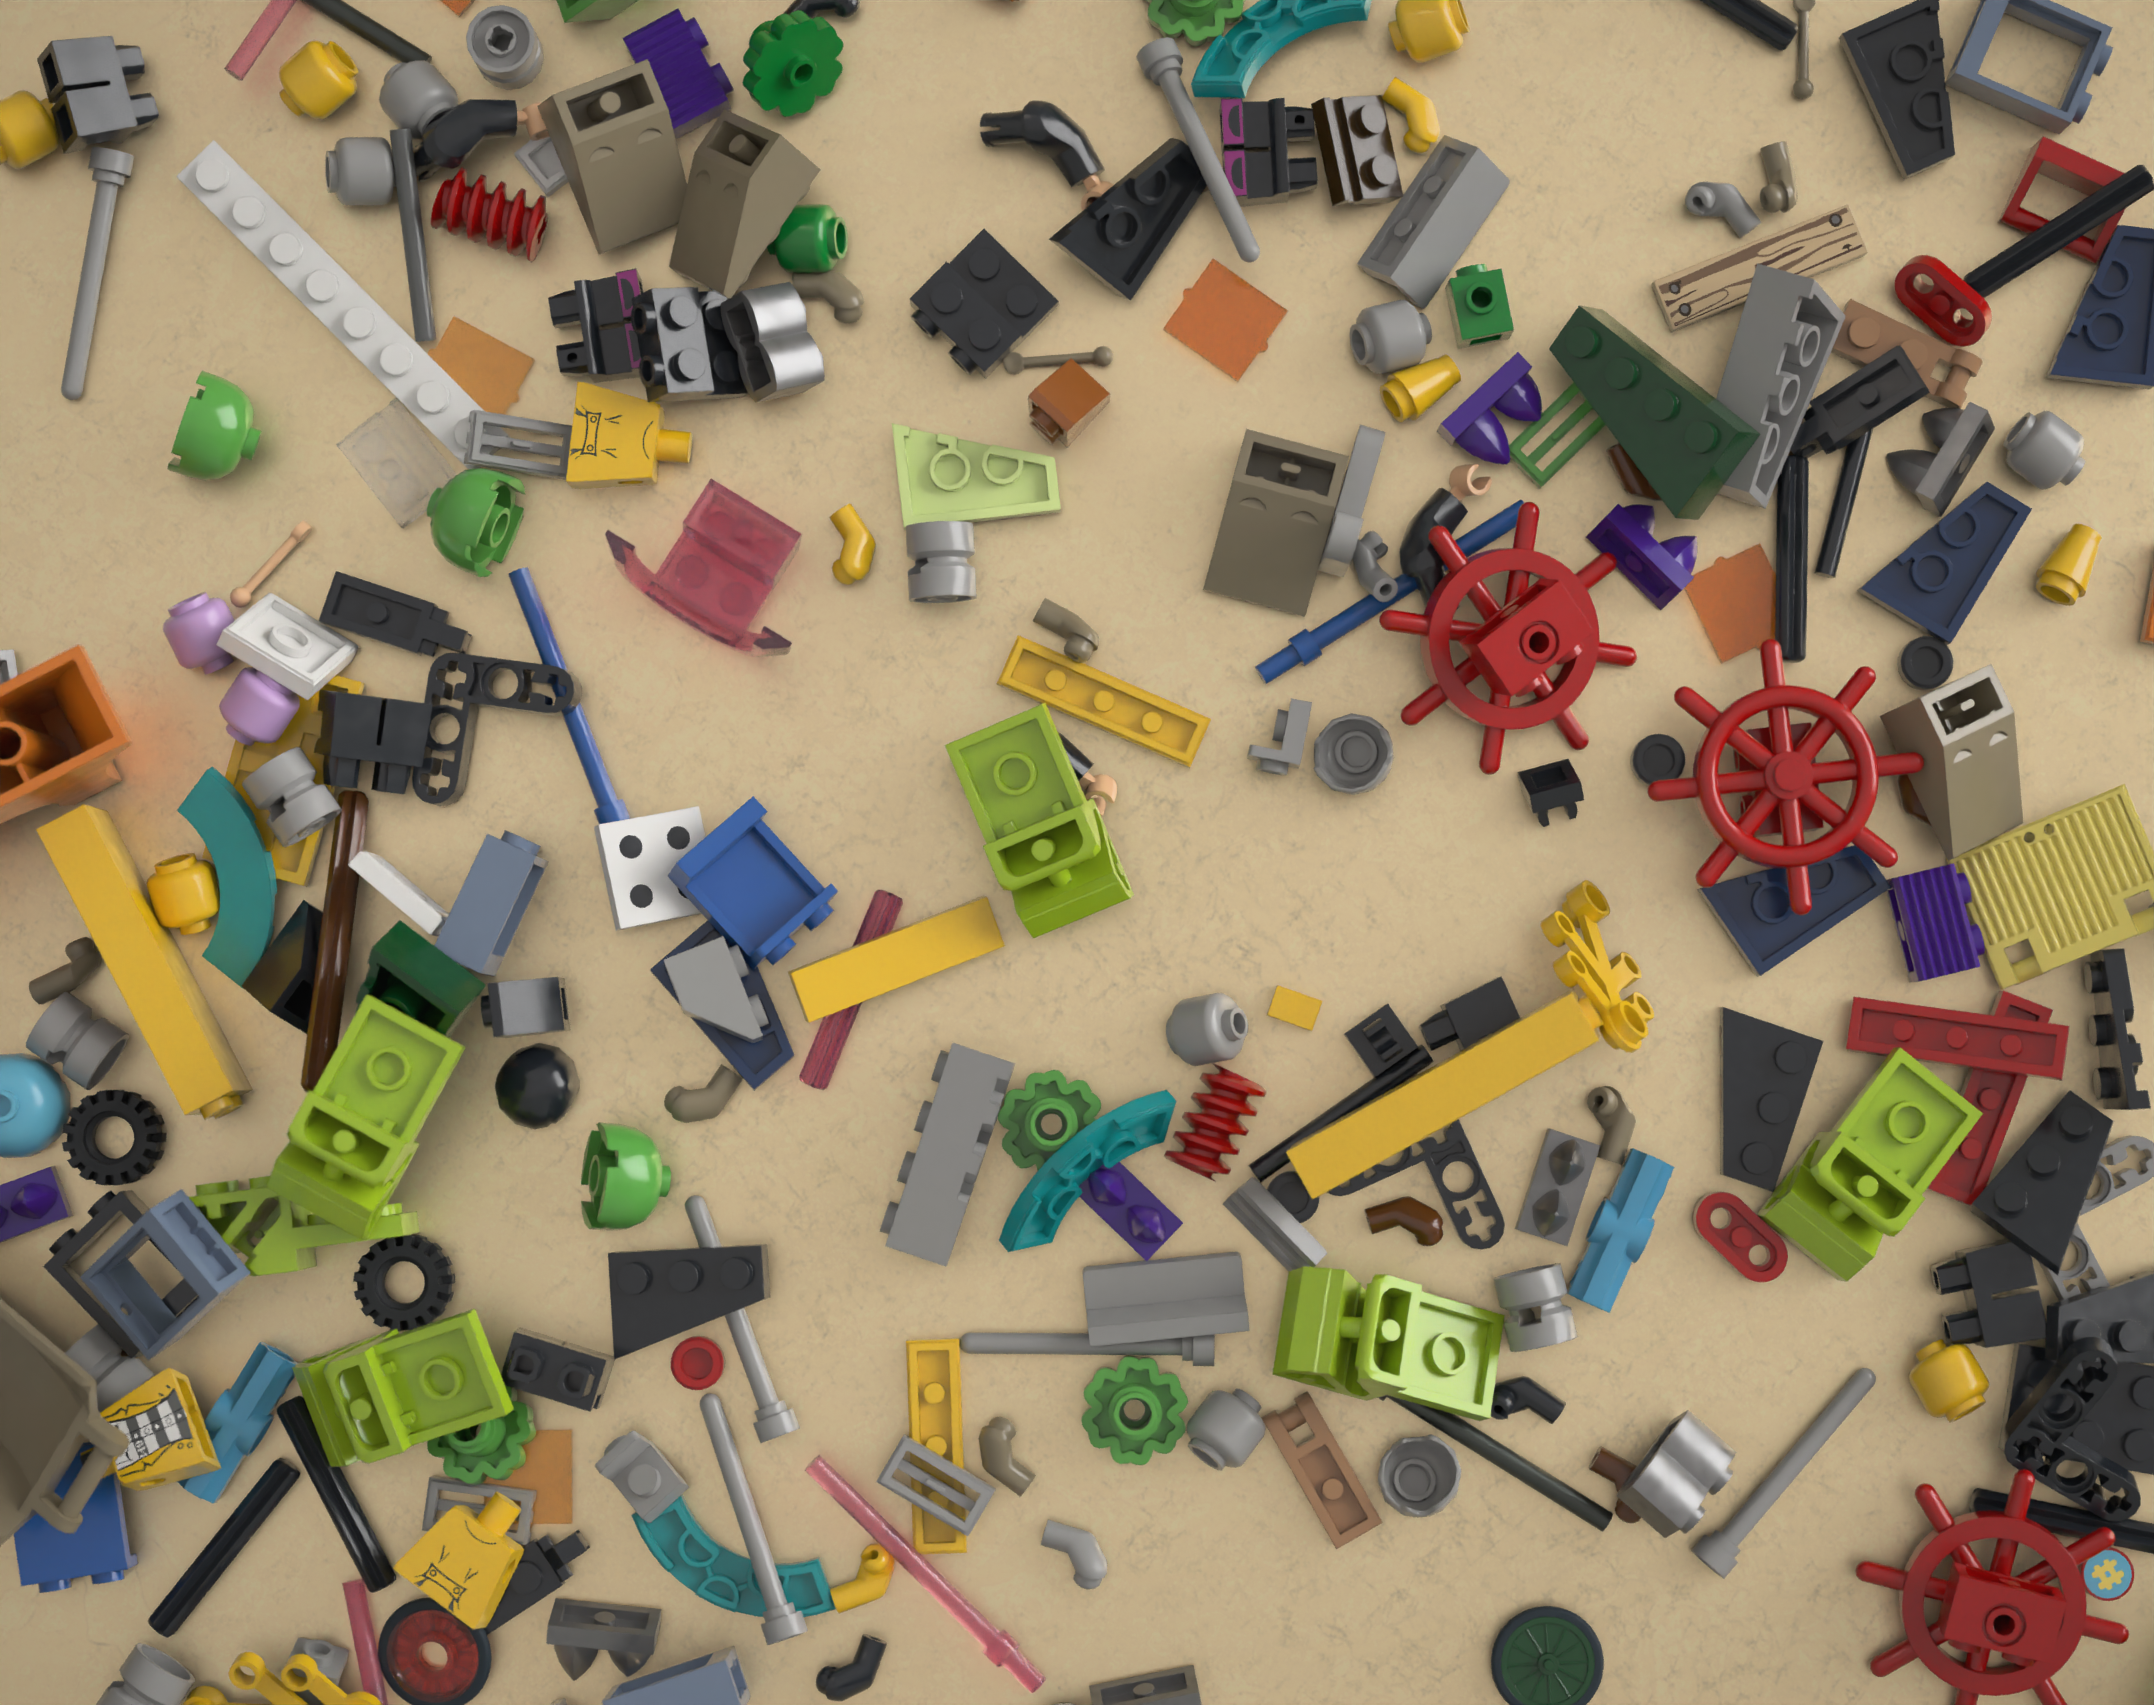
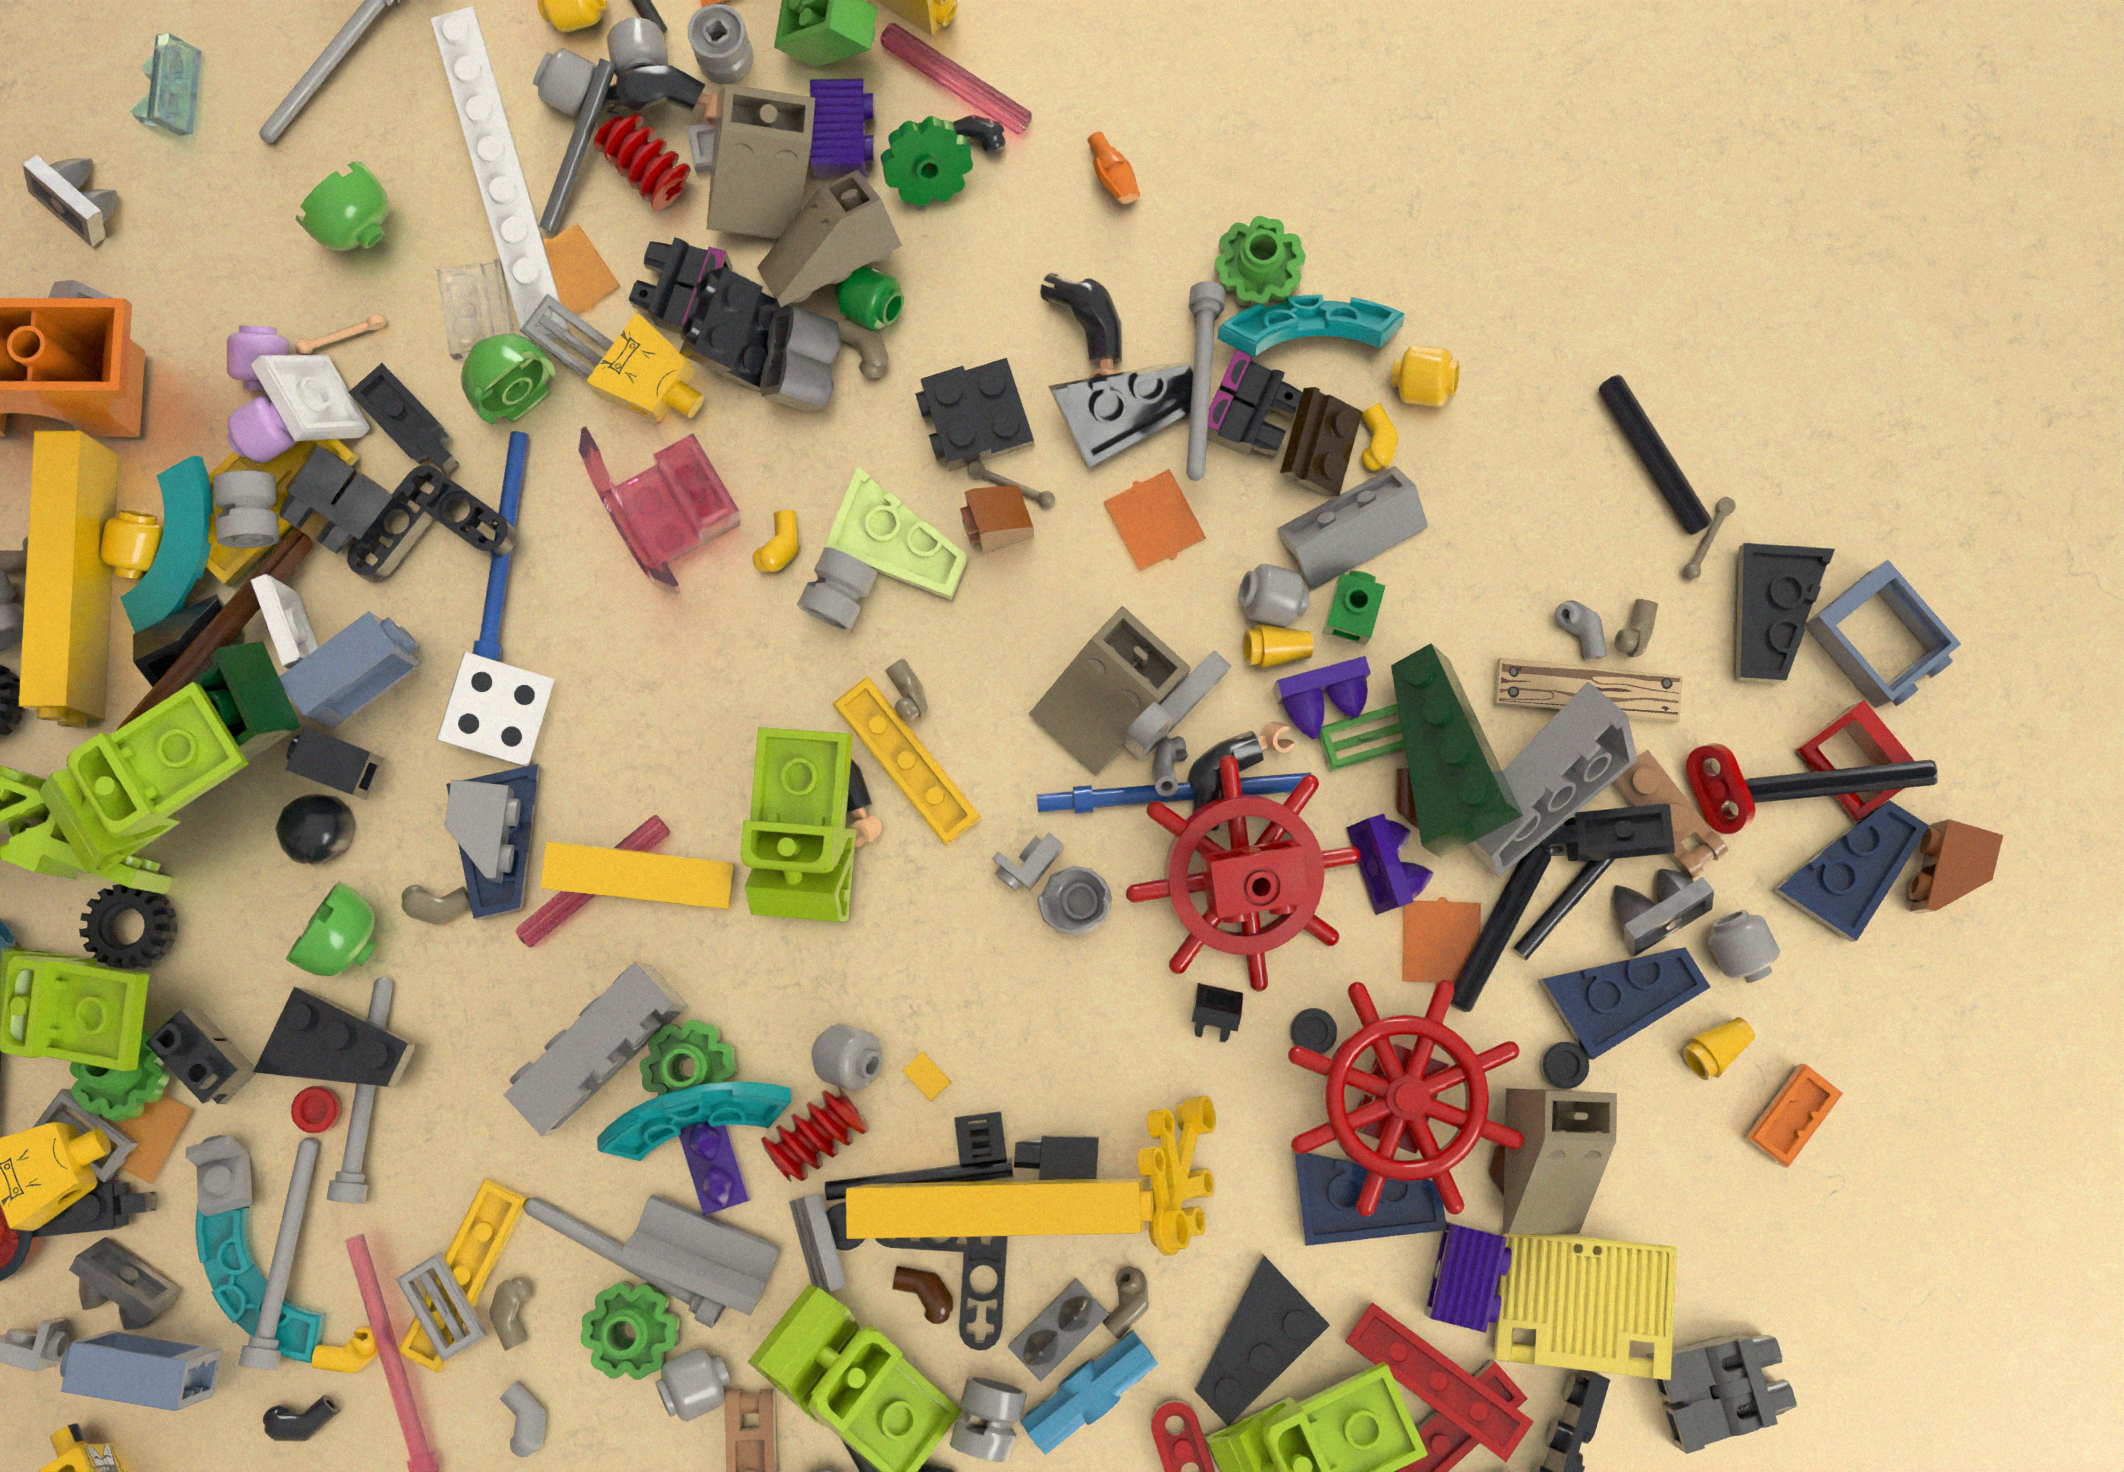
camera: 30 degrees right, 5 degrees down
(752, 886) = (558, 760): blue panel -> none

